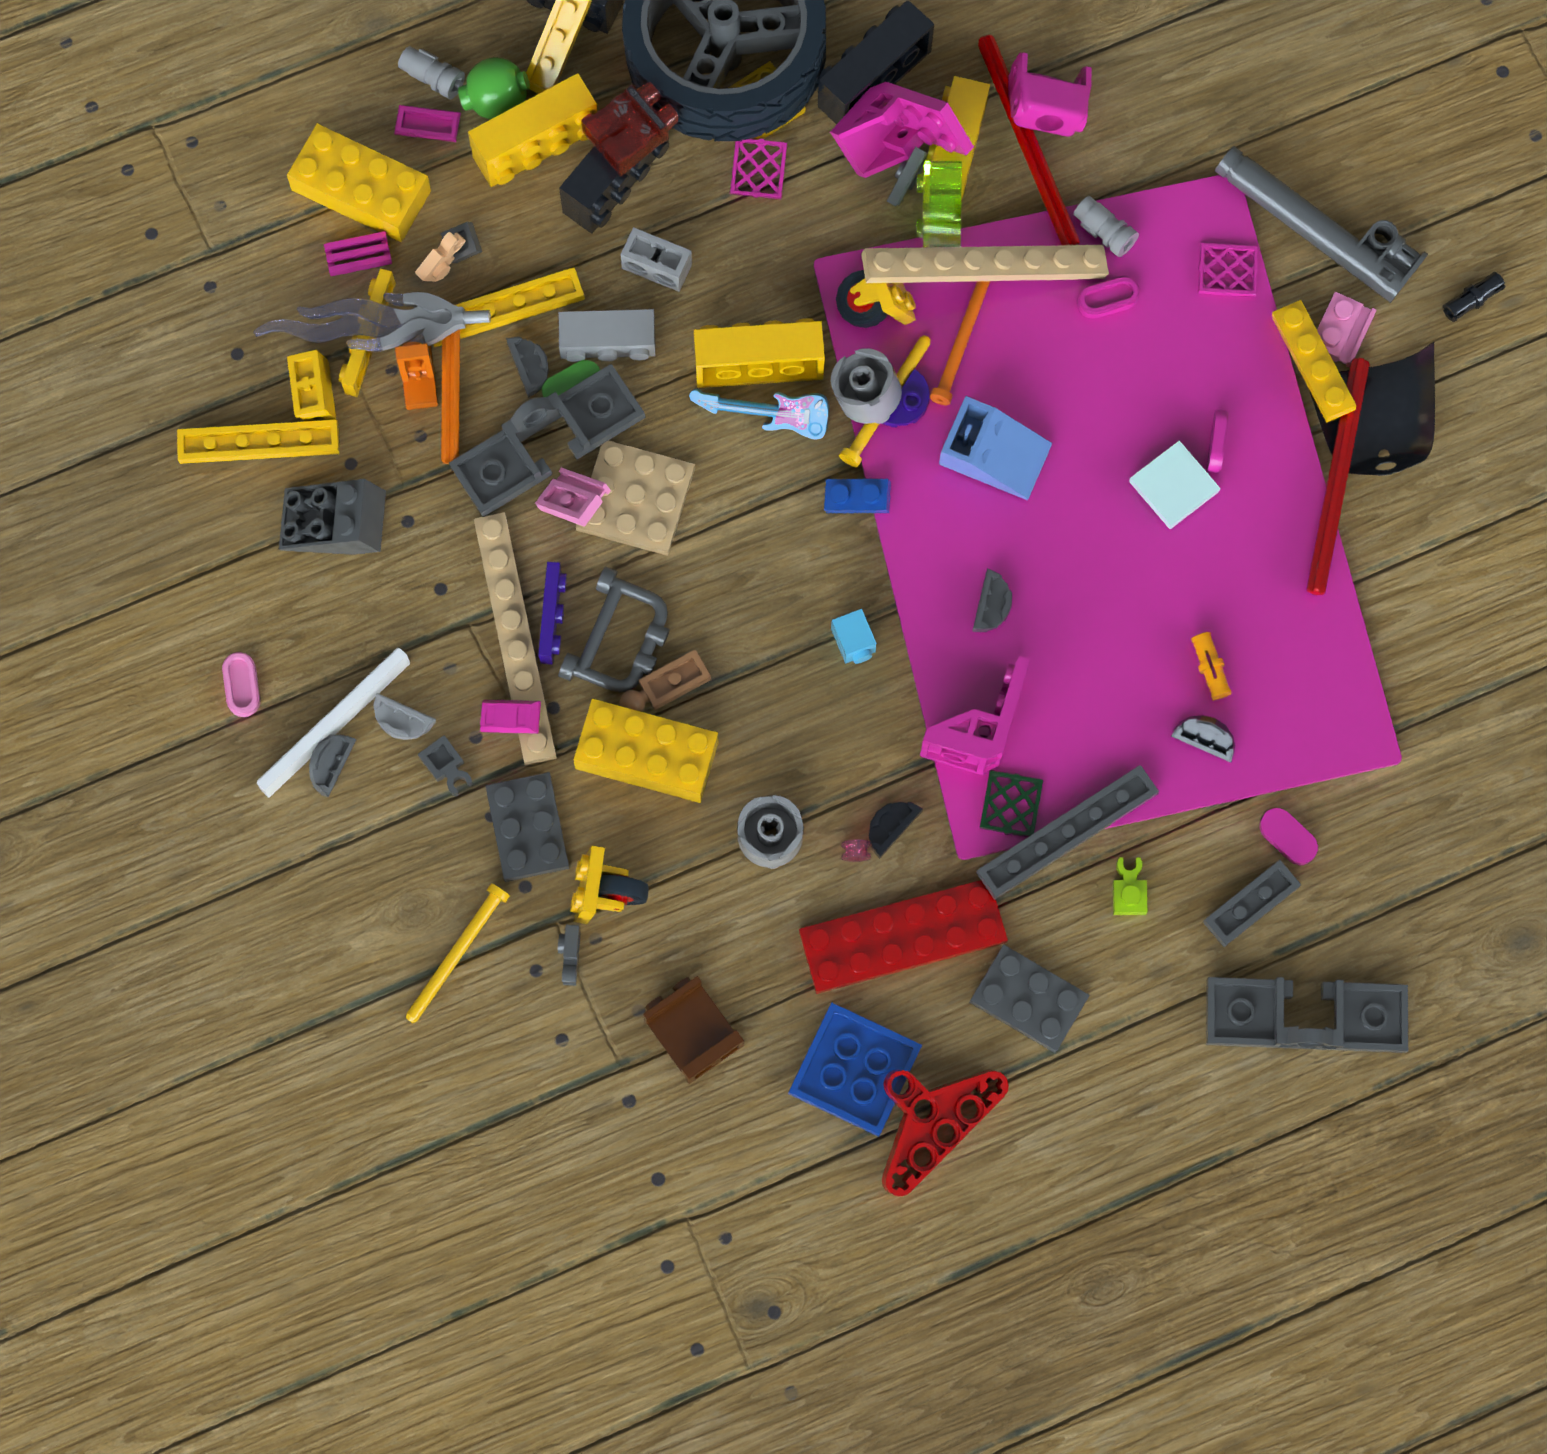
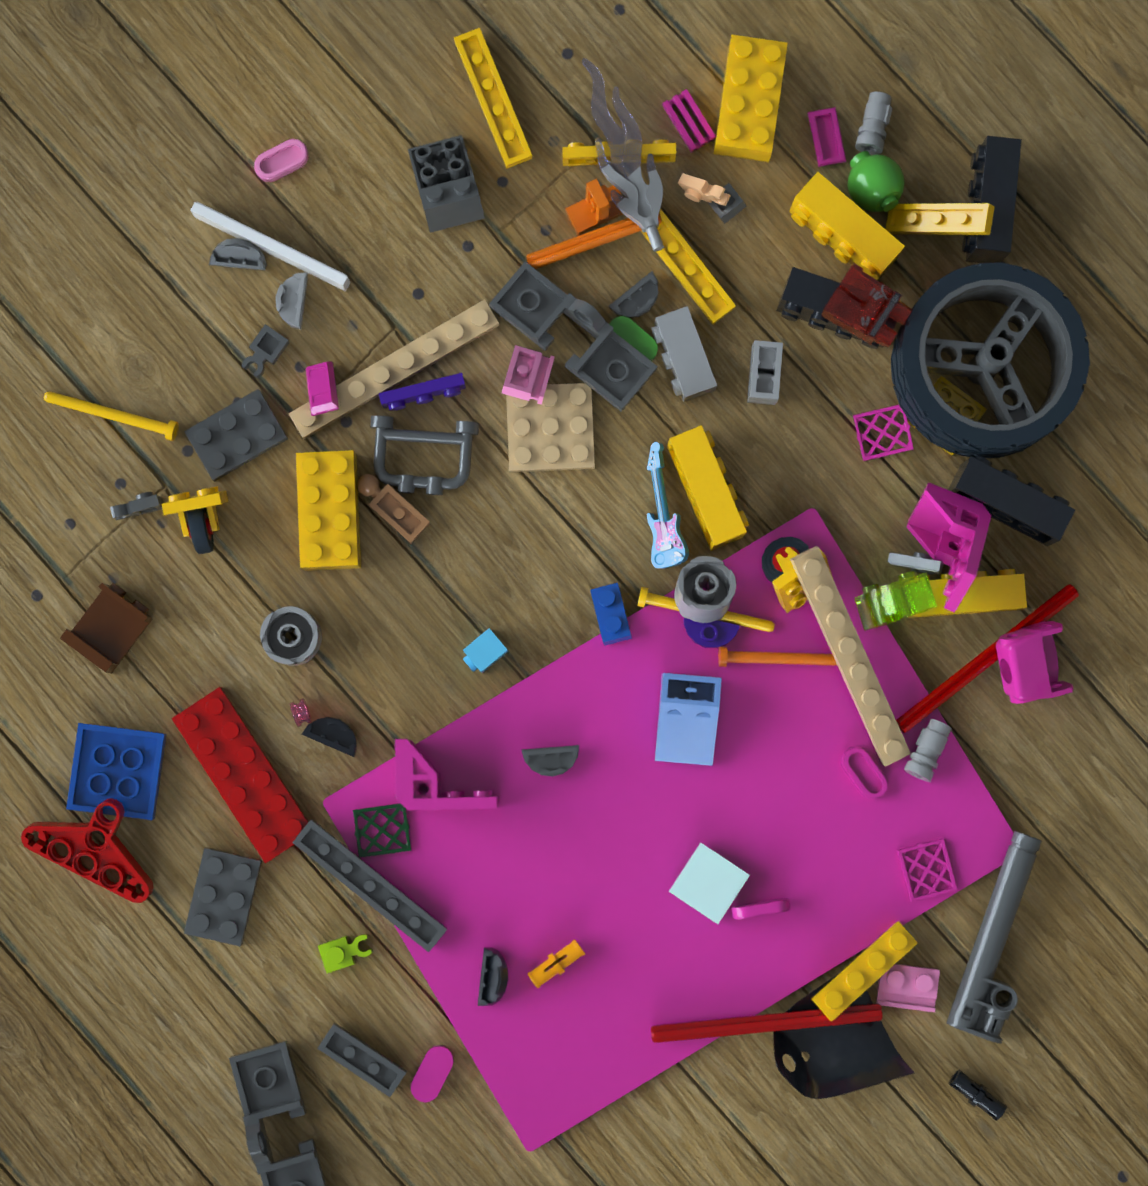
camera: 70 degrees right, 10 degrees up
(311, 386) = (554, 124): yellow hinge -> none

